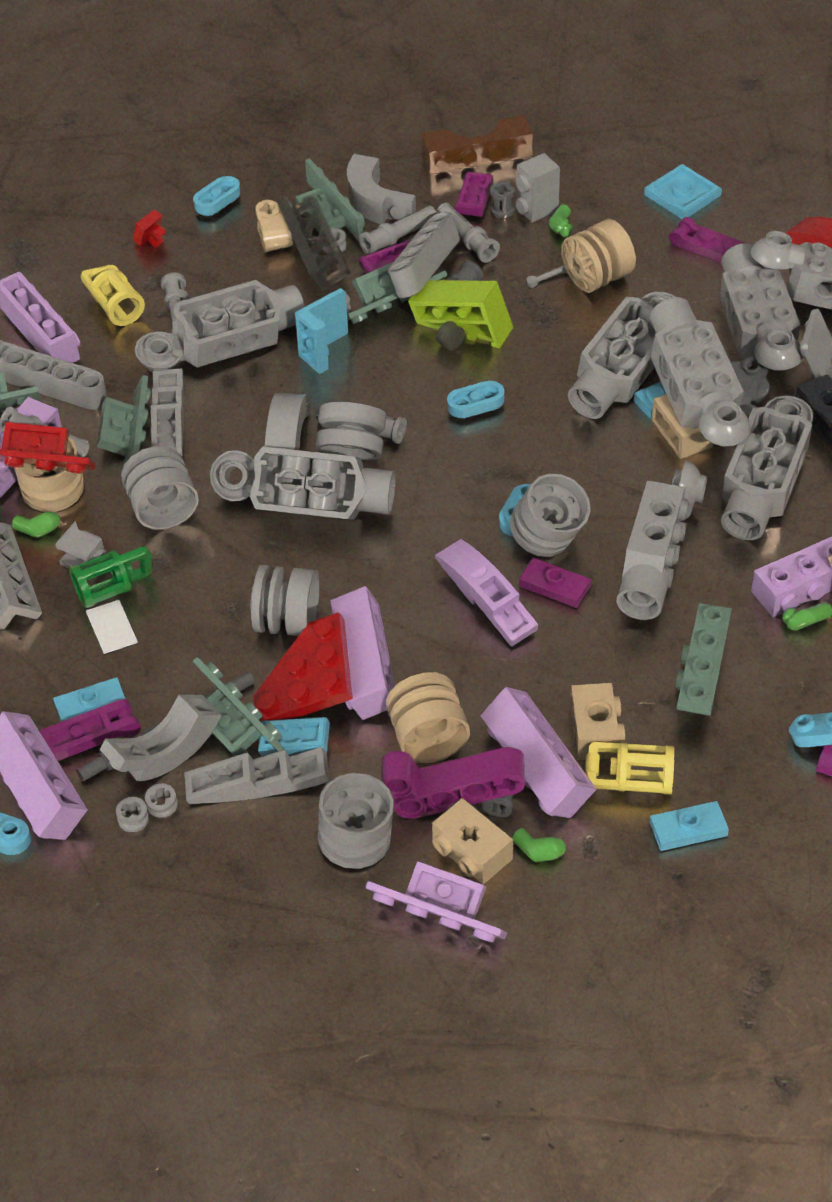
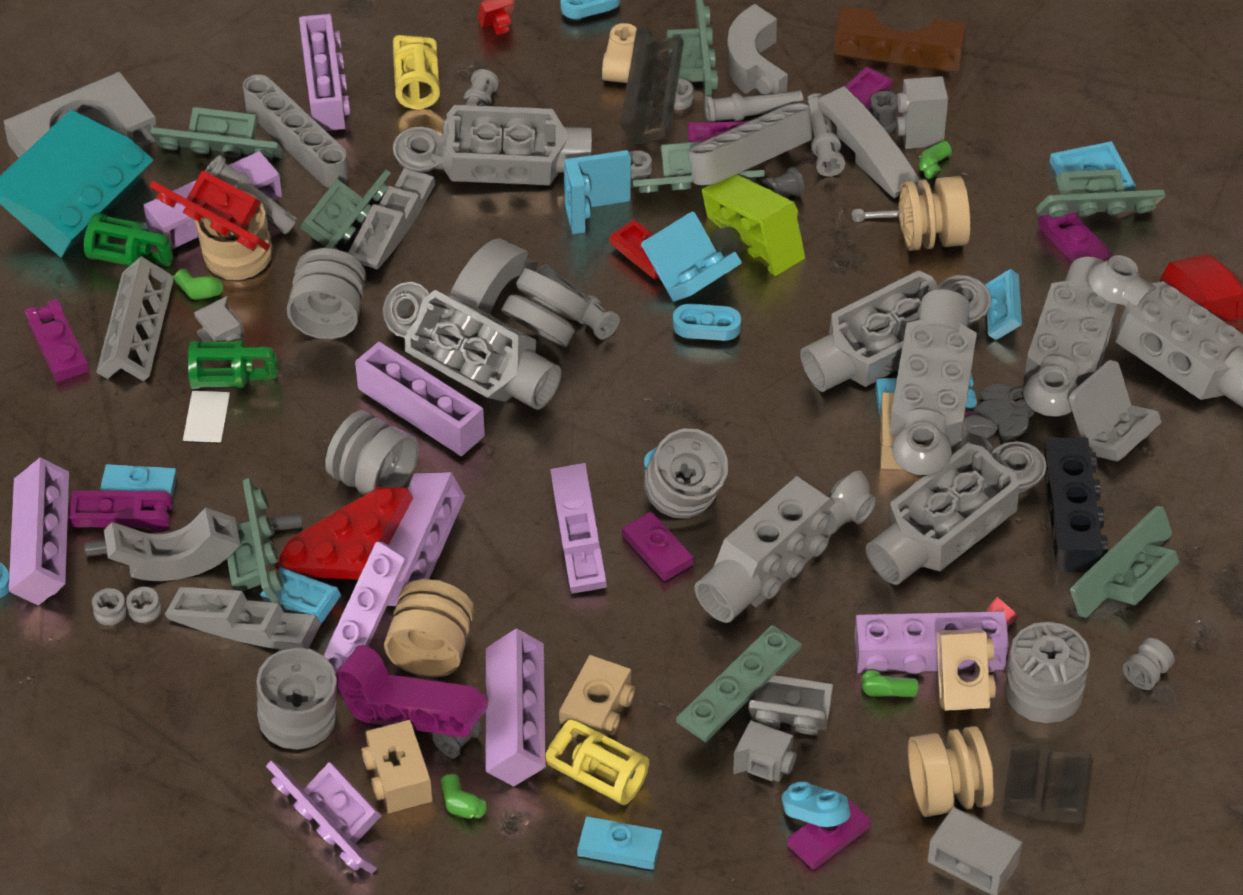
camera: 25 degrees right, 0 degrees up
(291, 540) = (420, 398): none -> lavender brick
(371, 717) = (366, 603): none -> lavender bracket
(388, 363) = (628, 242): none -> red plate
(431, 357) = (686, 257): none -> medium azure bracket
(514, 227) = (868, 139): none -> light grey slope
(700, 307) = (1005, 306): none -> medium azure plate
(704, 200) = (1096, 192): none -> sand green bracket
(752, 658) = (793, 703): none -> light grey bracket
(754, 705) = (764, 752): none -> light grey window

